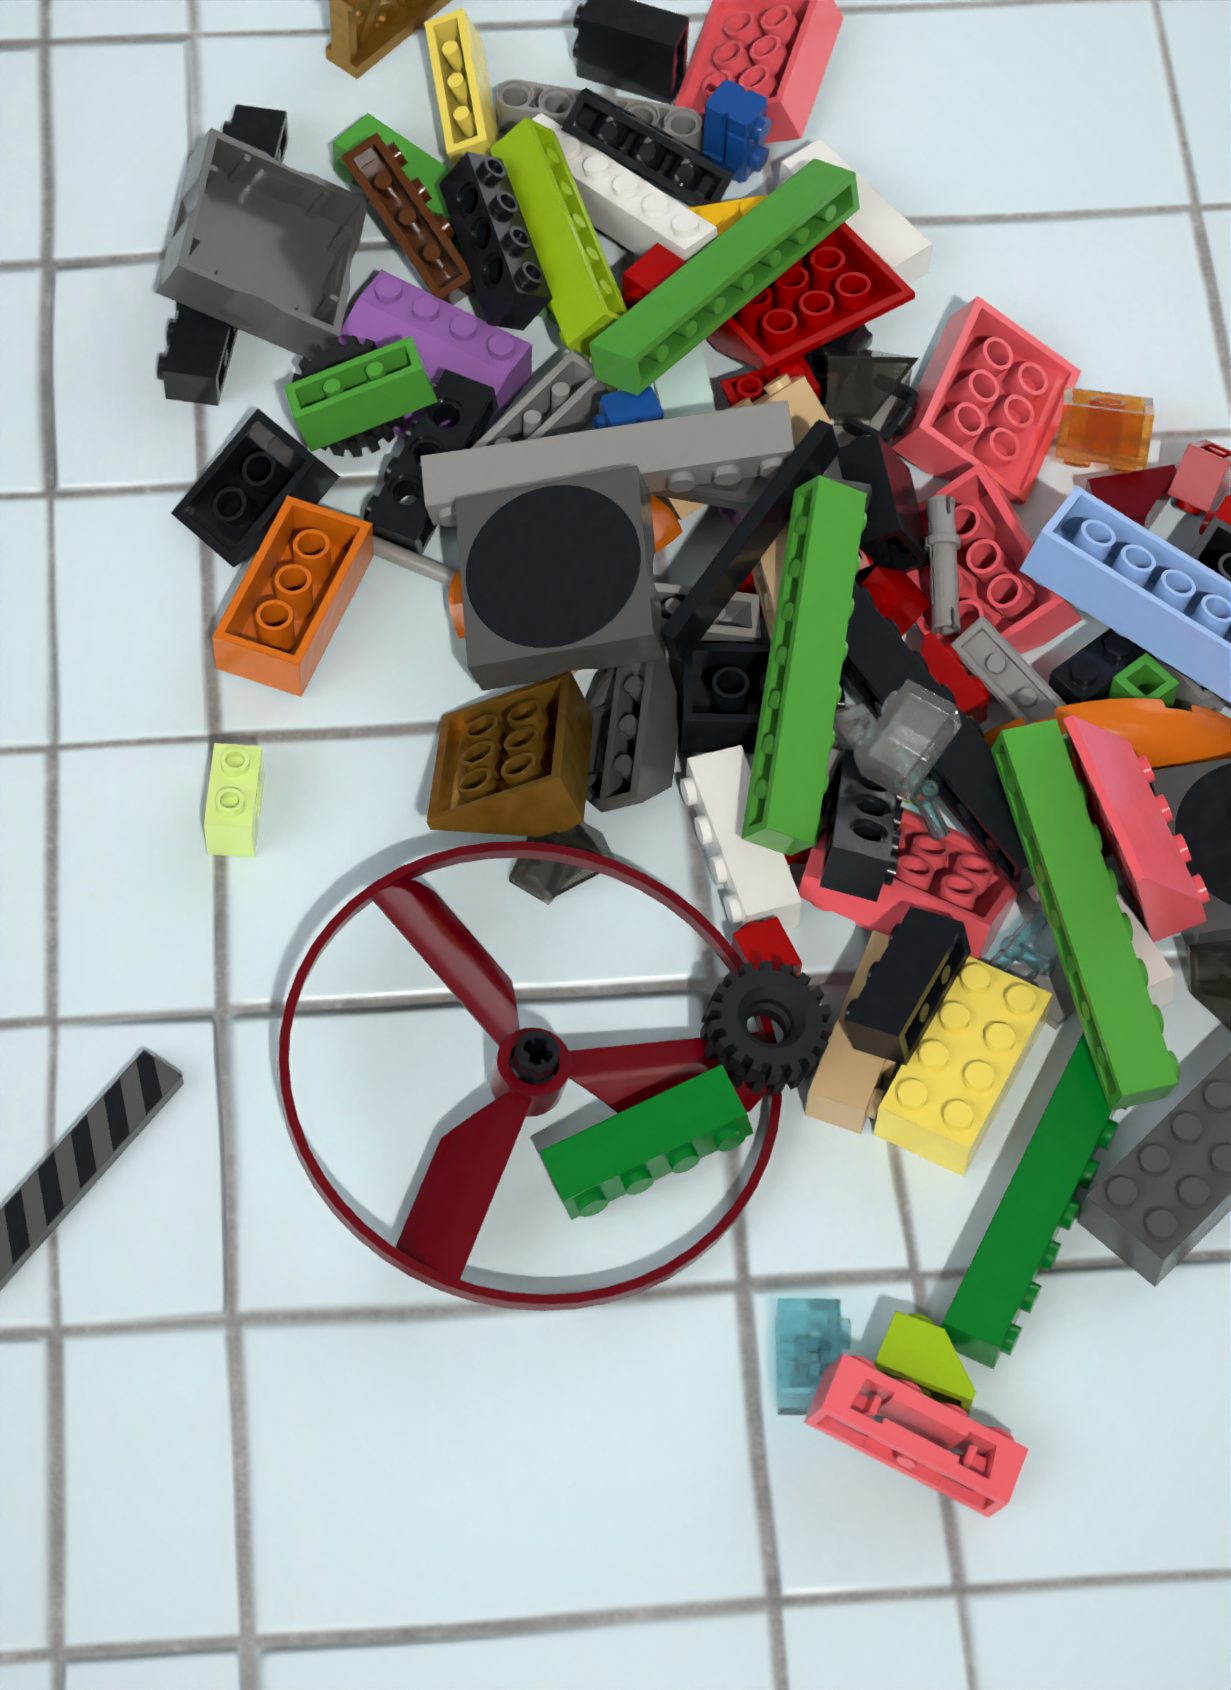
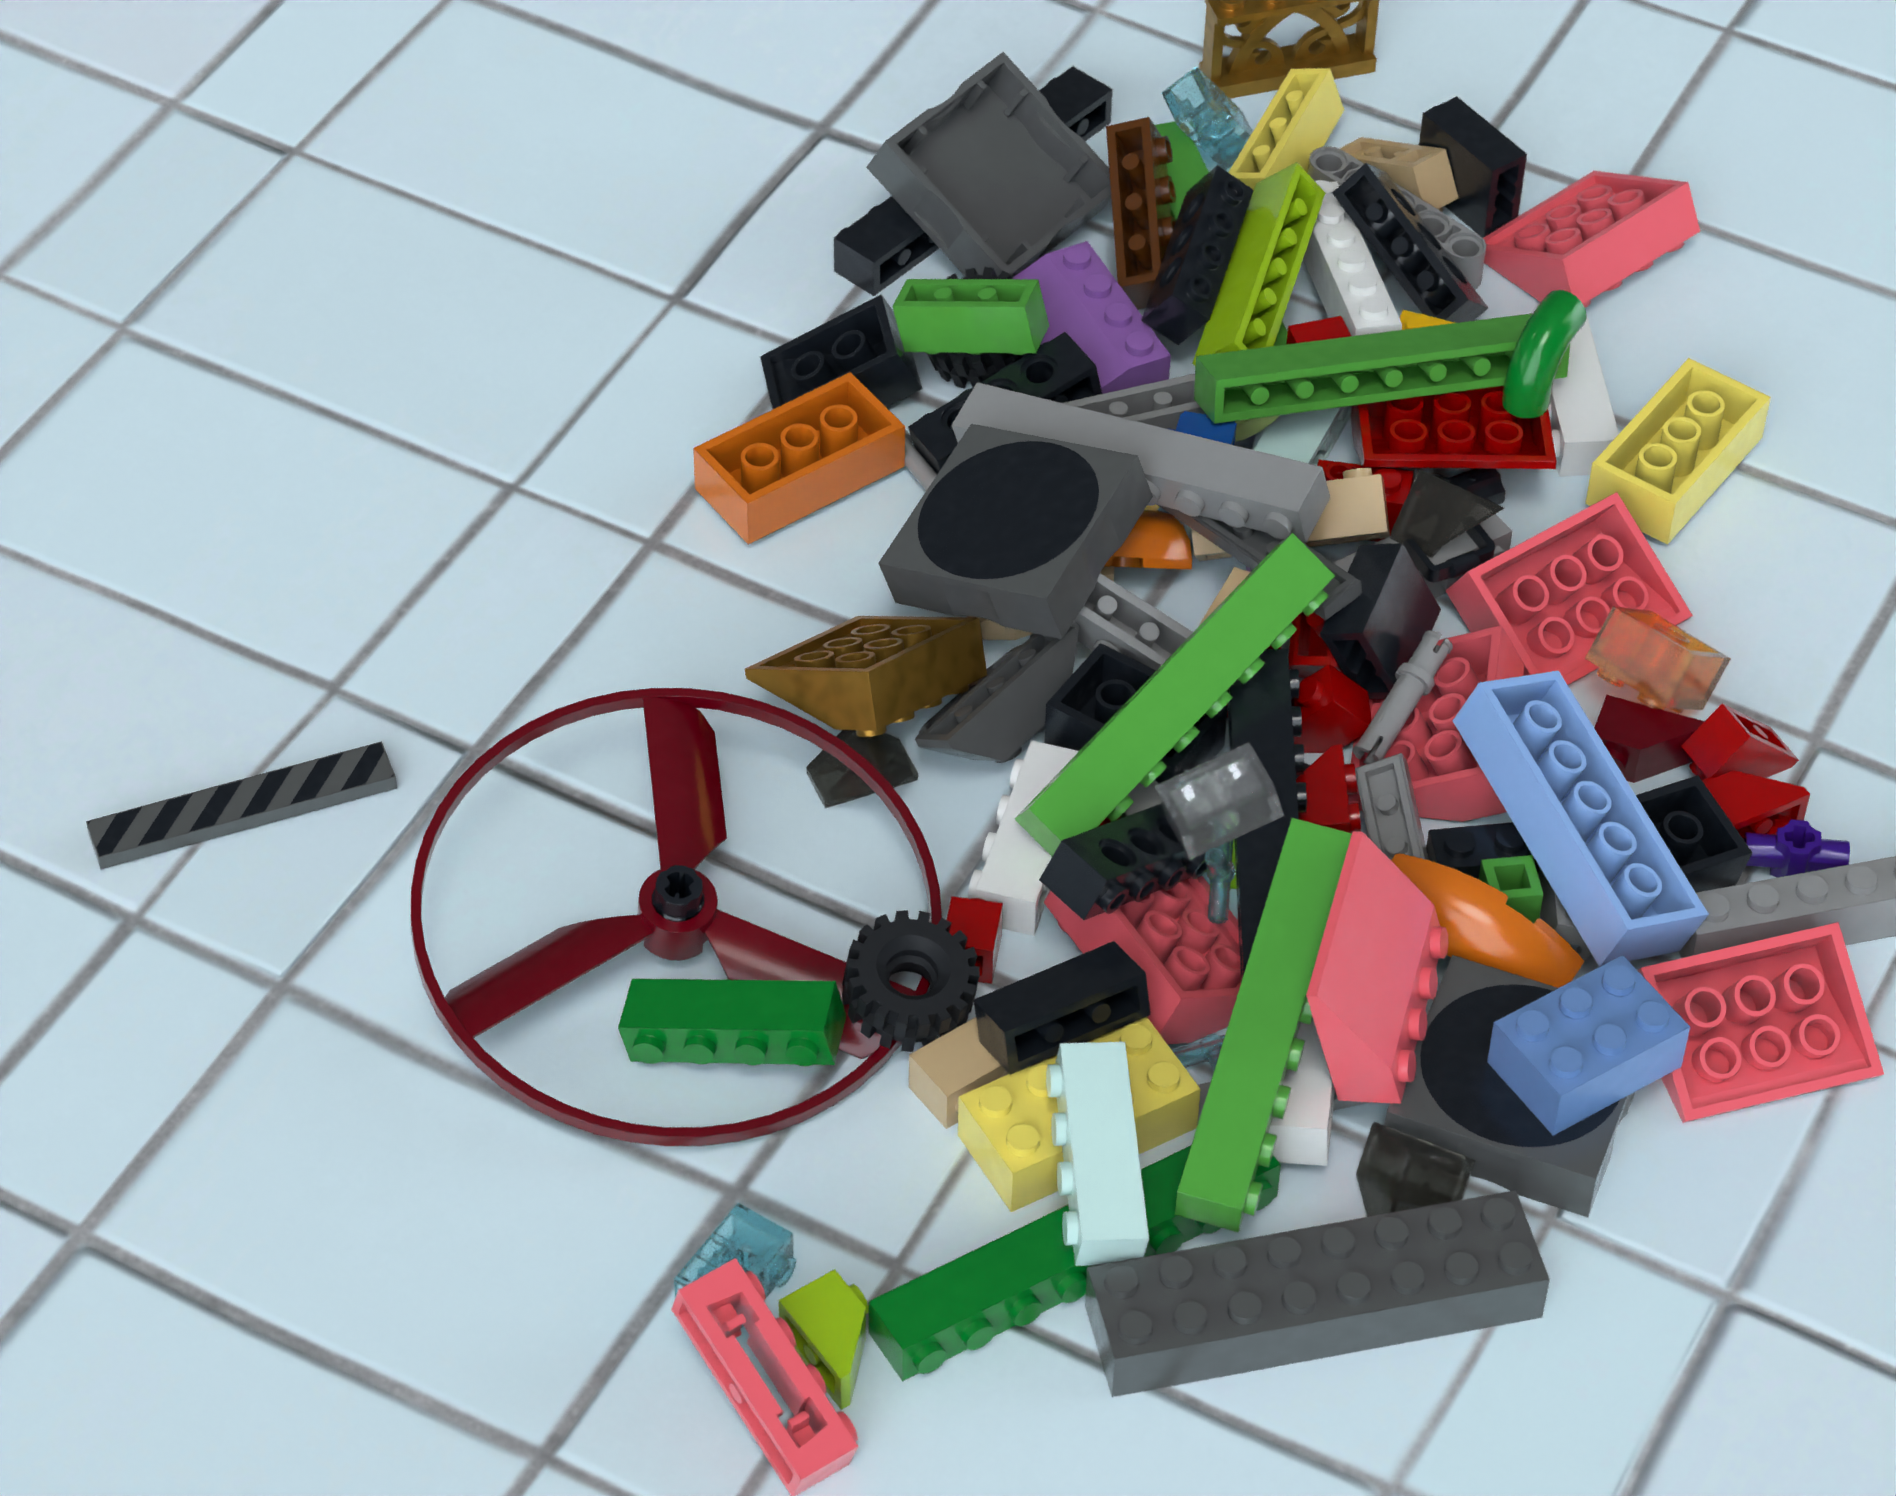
camera: 35 degrees right, 10 degrees down
(234, 800) = (616, 589): yellowish green brick -> none
(391, 101) = (1208, 117): none -> clear light blue brick
(580, 67) = (1414, 167): none -> tan slope
(736, 129) = (1508, 268): blue brick -> none
(748, 543) = (1201, 576): black tile -> none
(848, 202) = (1539, 353): none -> green cylinder
(977, 228) = (1679, 448): none -> light yellow brick
(1034, 1096) = (1099, 1153): none -> light aqua brick

